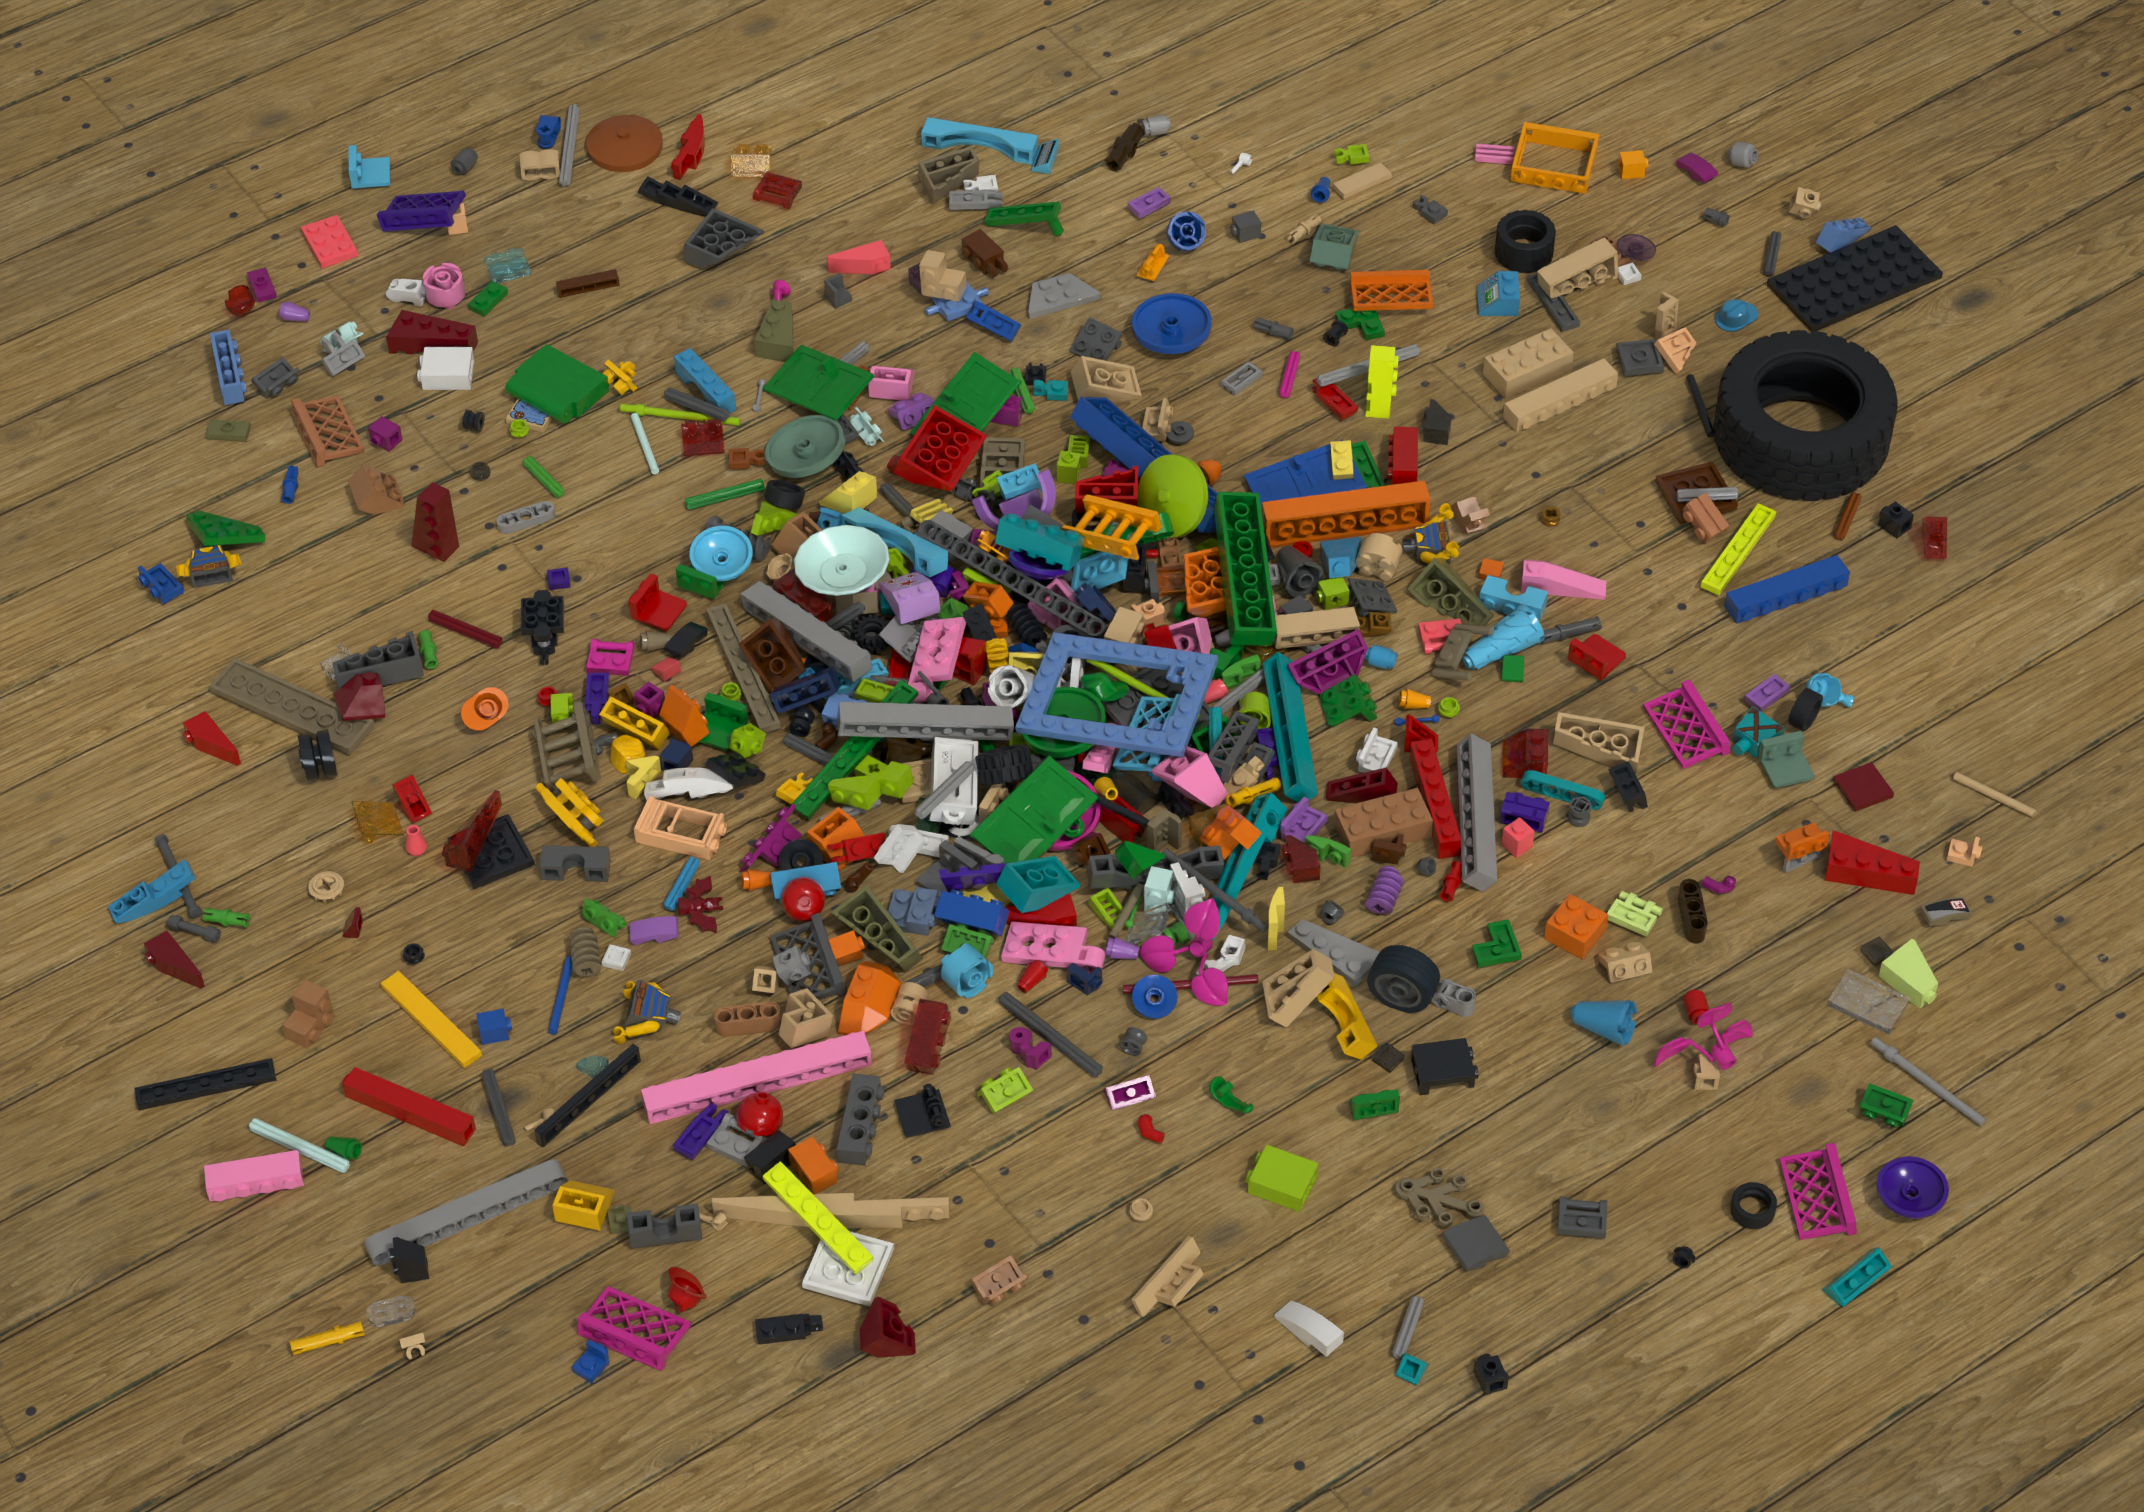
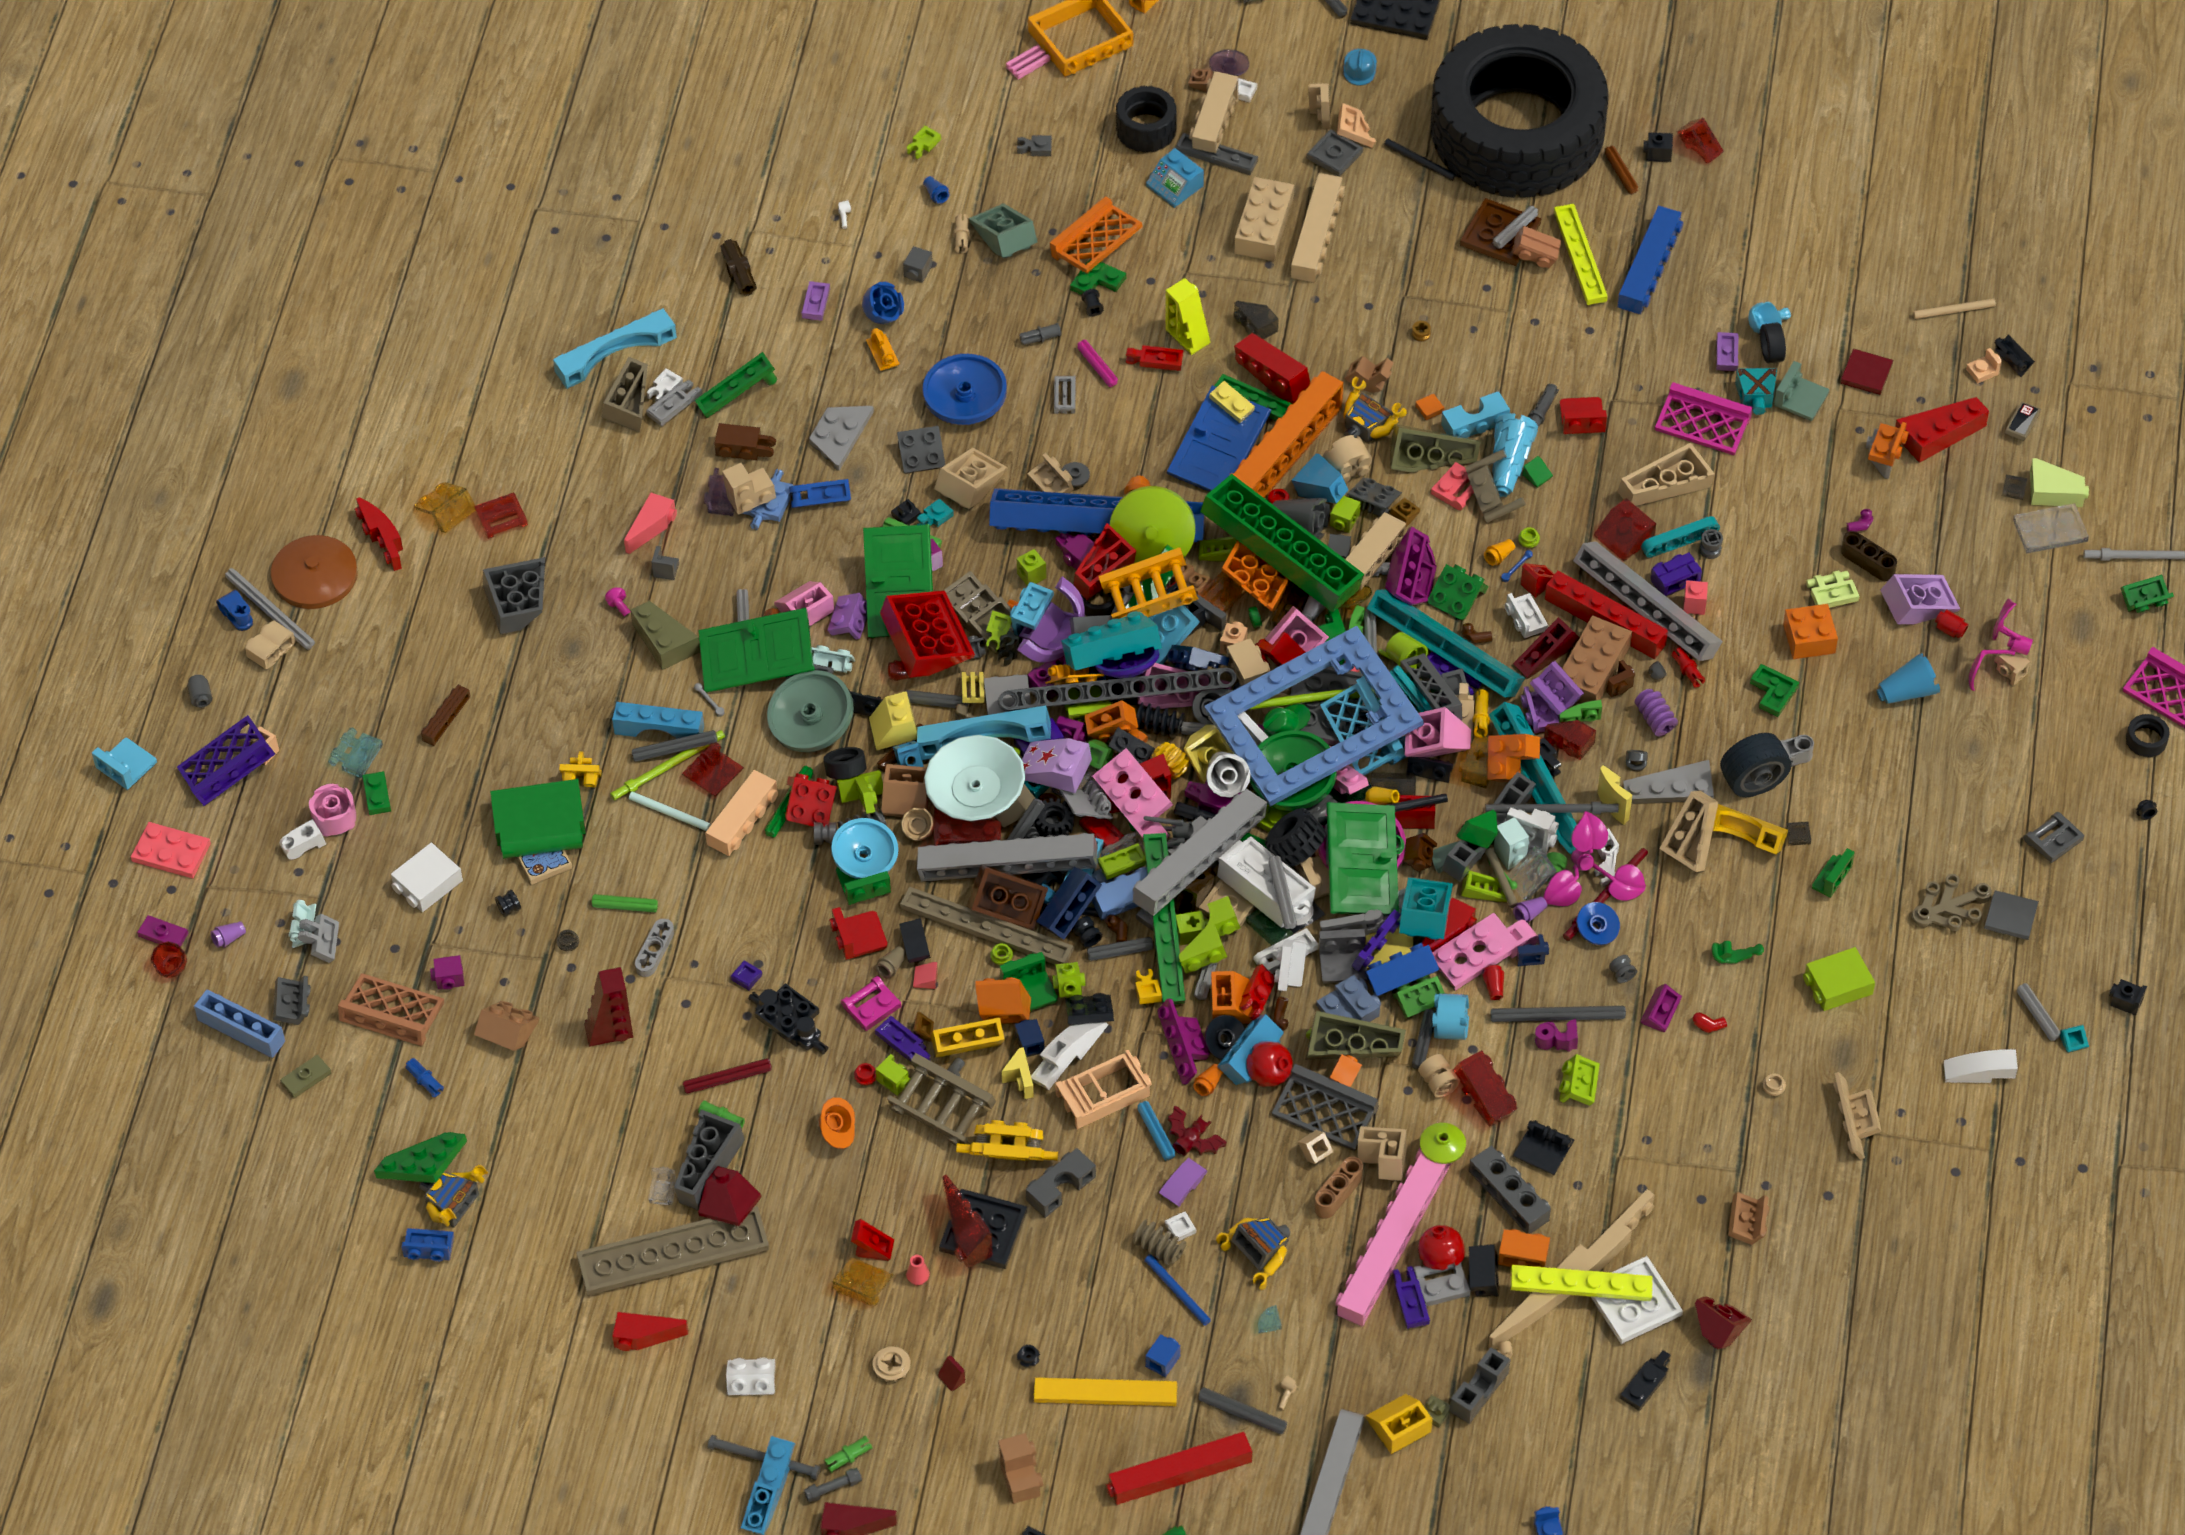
camera: 45 degrees left, 5 degrees up
(234, 819) = (750, 1376): none -> white bracket
(320, 754) = (758, 1269): black wheel -> none
(415, 331) = (375, 860): dark red wedge -> none
(519, 428) = (552, 875): lime plate -> none
(587, 1095) = (1299, 1344): black tile -> none
(601, 917) = (1134, 1206): bright green hinge -> none
(623, 1339) = (1551, 1491): dark pink fence -> none
(625, 749) = (987, 1066): yellow hair -> none
(649, 700) = (955, 1010): magenta brick -> none
(678, 198) = (421, 586): black slope -> none
(681, 475) = (741, 813): none -> light nougat brick
(684, 1289) = (1550, 1419): red piece -> none
(732, 499) = (809, 800): none -> red bracket
(742, 458) = (768, 761): dark orange plate -> none
(792, 965) = (1327, 1117): light grey brick -> none
(848, 1053) = (1442, 1151): none -> lime dish
(869, 998) = (1403, 1096): orange wedge -> none
(1022, 647) = (1180, 739): blue tile -> none
(1046, 157) = (686, 325): slope -> none
(1076, 445) = (1019, 542): lime slope -> none
(1156, 125) = (741, 229): light grey brick -> none
(1164, 829) = (1459, 792): dark tan bracket -> none
(1323, 743) = (1473, 636): none -> reddish brown arm
(1323, 814) = (1556, 688): none -> medium lavender bracket
(1362, 180) = (955, 159): tan tile -> none
(1362, 367) = (1151, 310): light grey axle -> none
(1381, 657) = (1440, 536): dark azure brick -> none
(1443, 1064) = (1844, 807): black panel -> none
(1560, 580) = (1484, 378): bright pink wedge -> none
(1626, 961) = (1868, 629): tan bracket -> none
(1628, 786) = (1722, 496): black hinge -> none
(1692, 966) = (1918, 597): none -> lavender slope
(1998, 859) = (2013, 354): none -> black hinge

